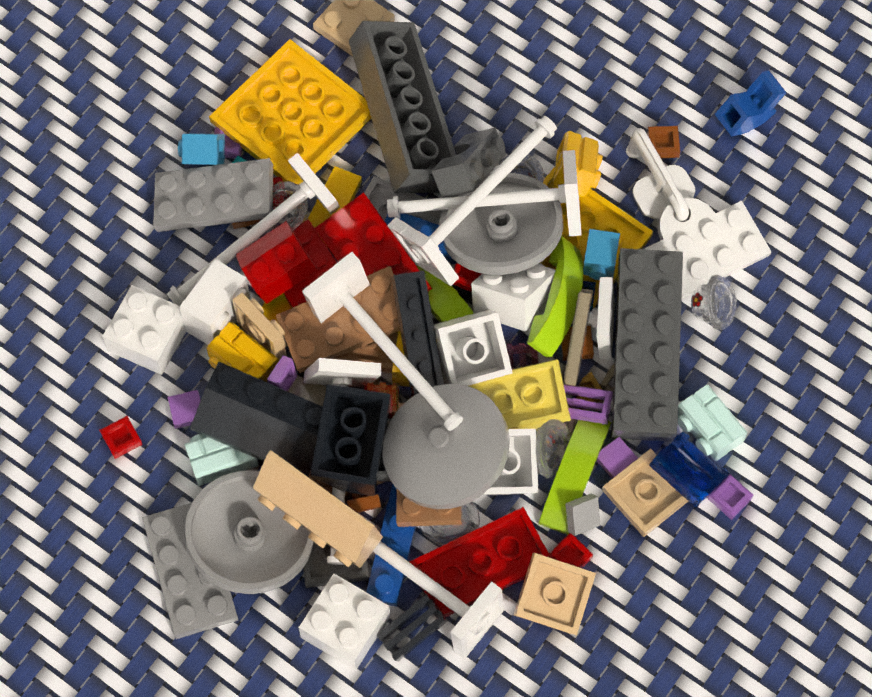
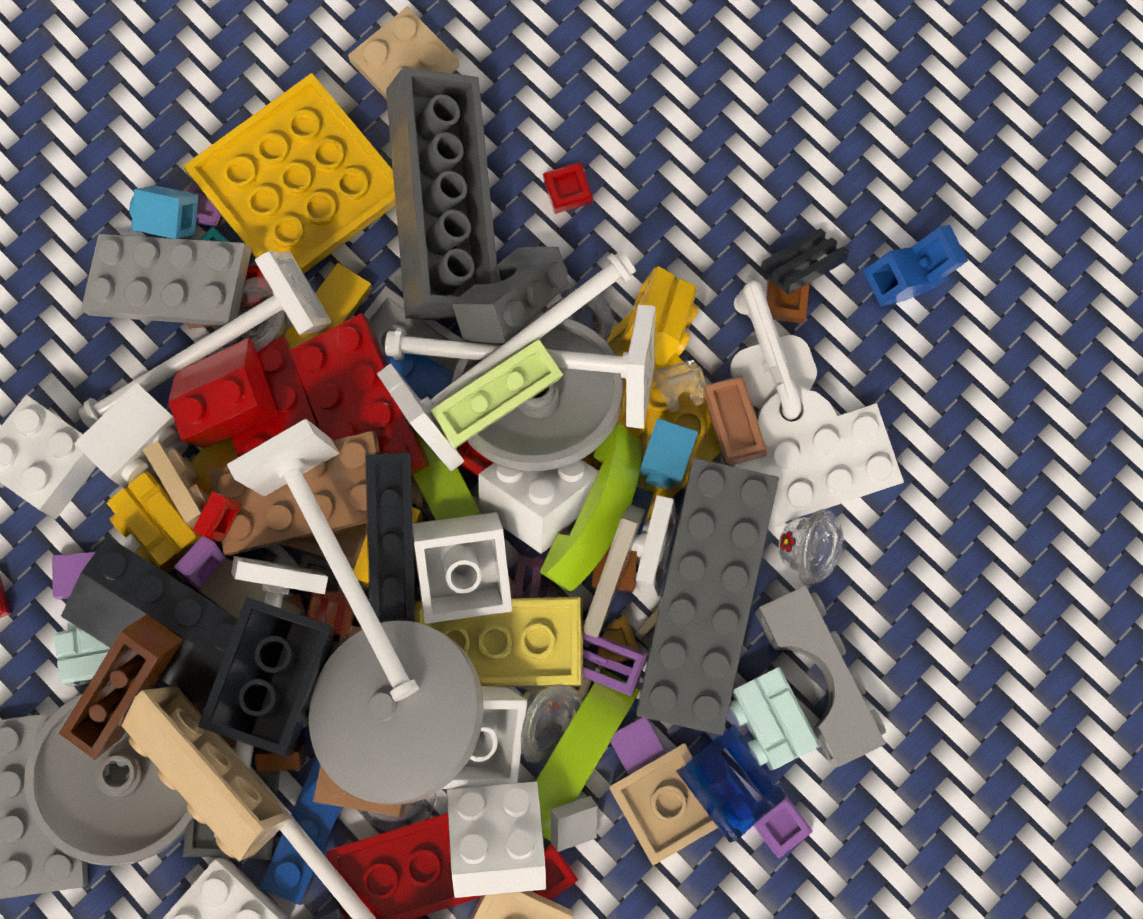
camera: 10 degrees right, 10 degrees up
(243, 466) = (128, 668): none -> reddish brown brick
(292, 339) = (217, 516): none -> red tile
(475, 224) = (496, 394): none -> yellowish green plate
(490, 91) = (567, 188): none -> red tile
(532, 523) = (496, 839): none -> white brick
(599, 203) = (680, 379): none -> clear tile
(642, 225) = (734, 421): none -> nougat tile
(667, 112) = (798, 258): none -> black tile
(715, 359) = (847, 725): none -> light grey arch

